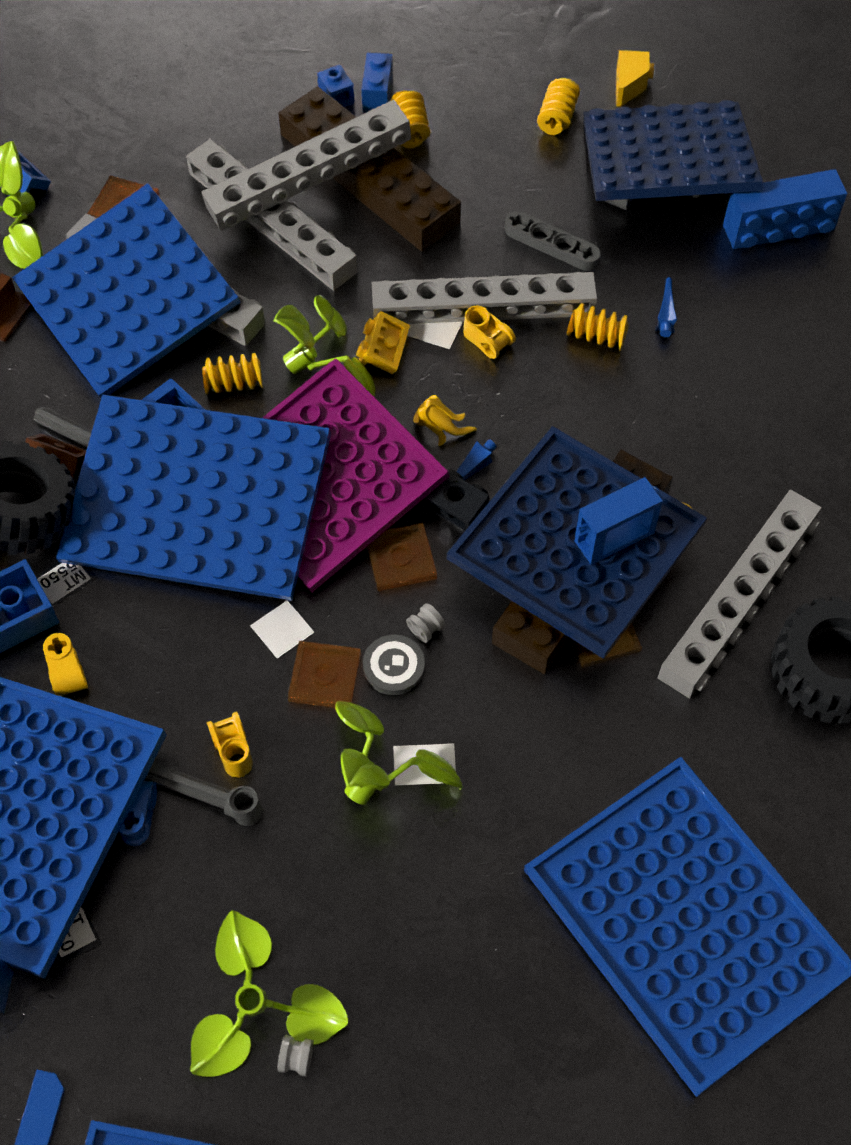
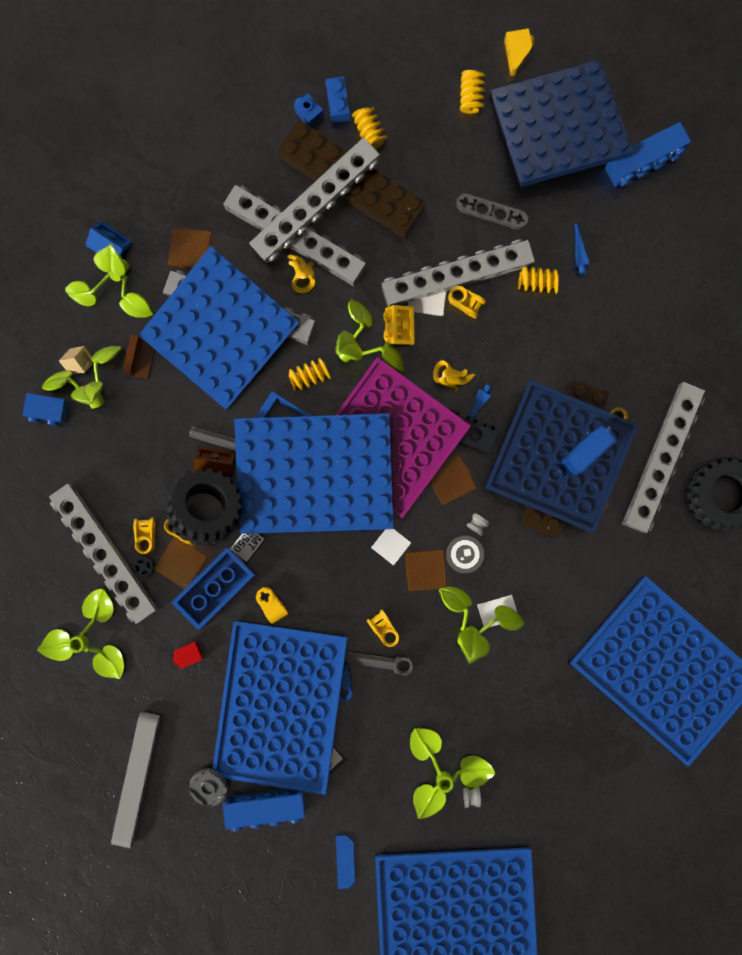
camera: 15 degrees left, 25 degrees up
(265, 246) = (302, 271): none -> yellow piece

